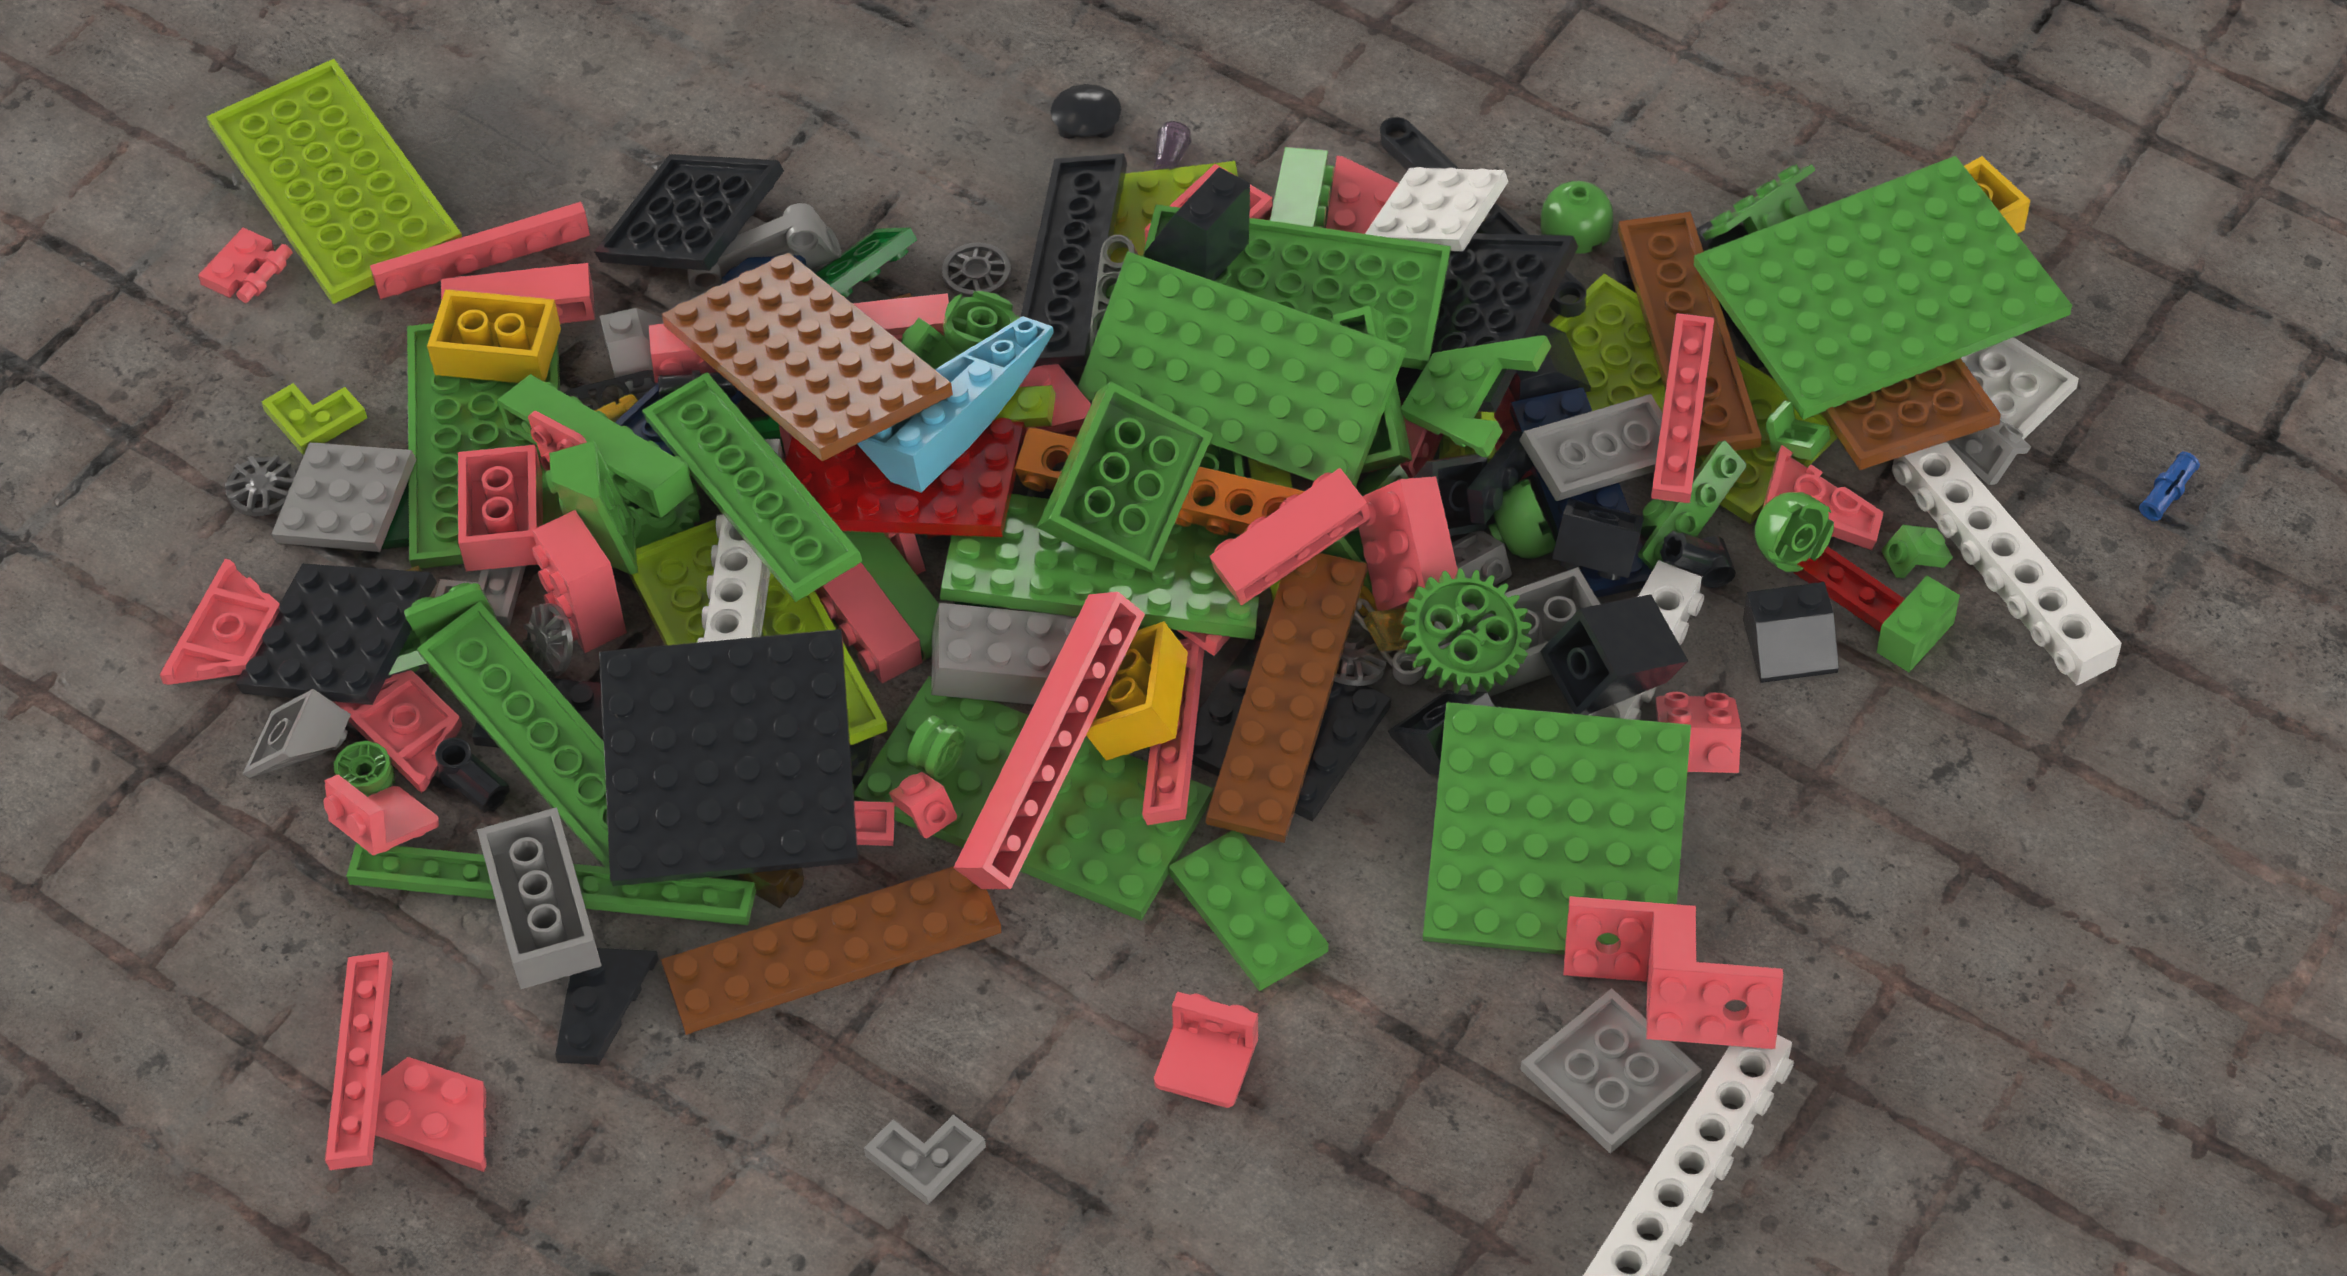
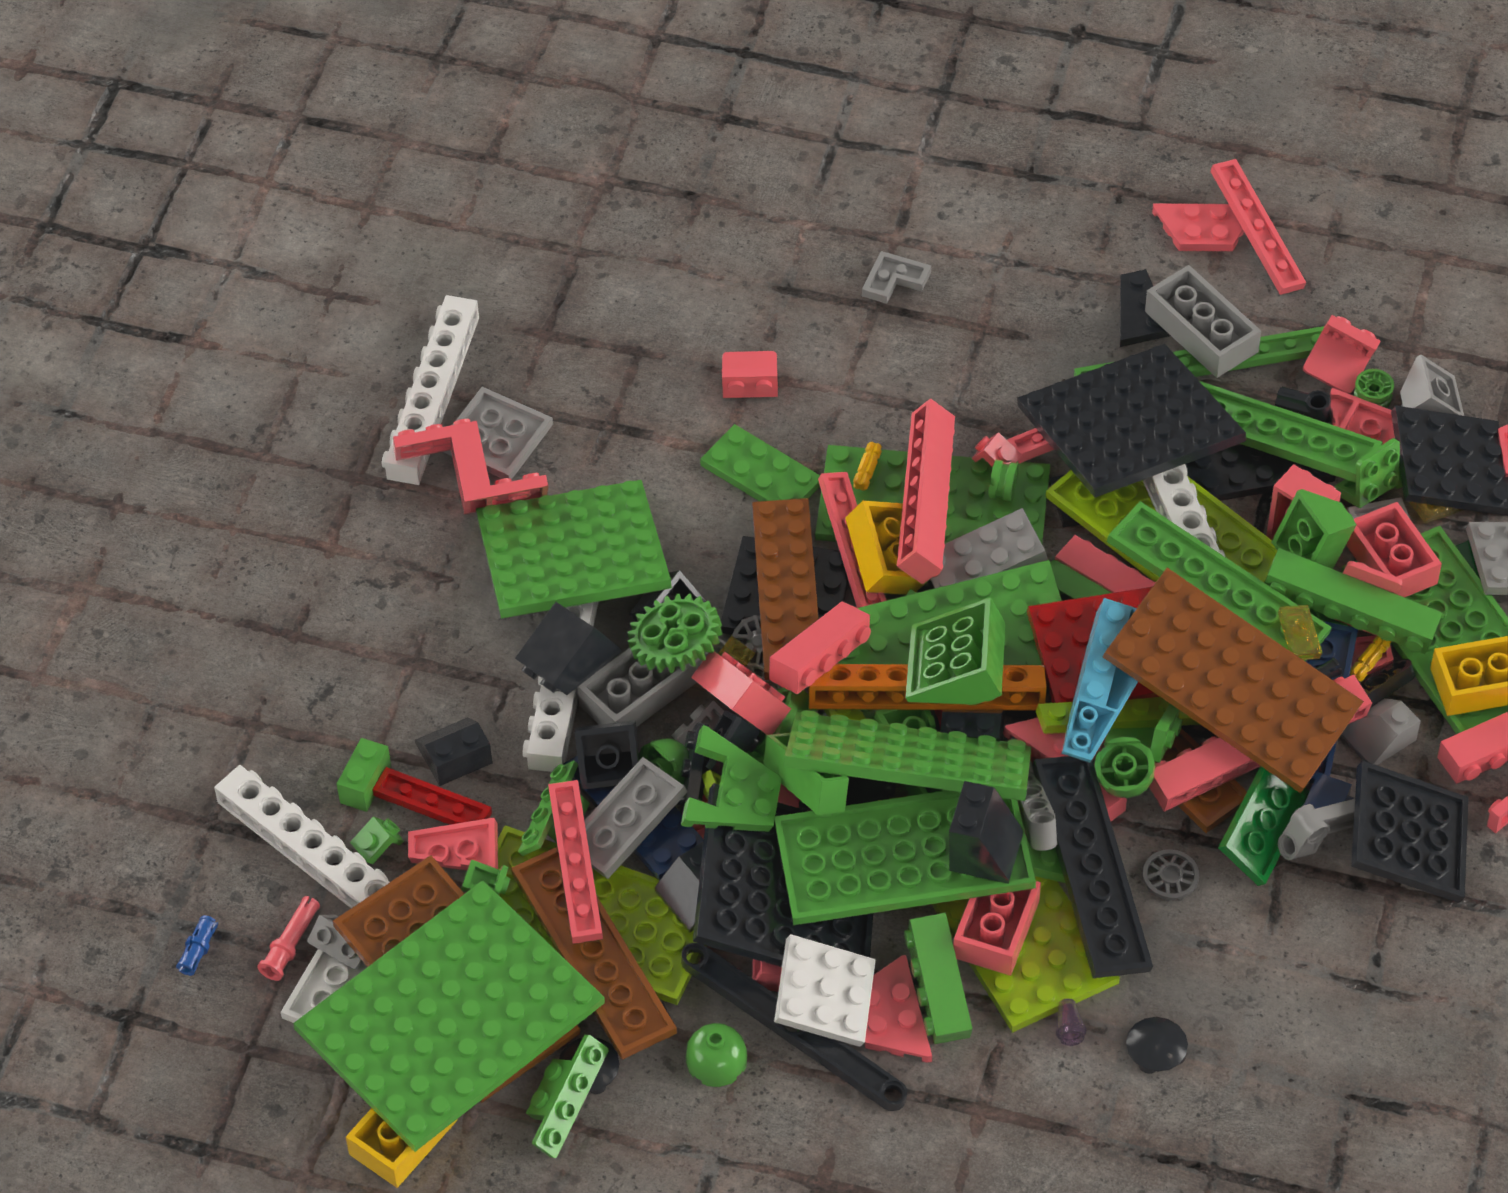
camera: 160 degrees right, 0 degrees up
(688, 397) = (1300, 631): none -> clear yellow plate
(828, 947) = (1023, 369): dark orange plate -> none
(1104, 841) = (867, 466): none -> yellow axle
(1700, 556) = (527, 780): black piece -> none
(1714, 729) = (496, 664): coral bracket -> none
(1793, 529) = (471, 795): bright green cylinder -> none
(2061, 453) = (283, 949): none -> coral pin

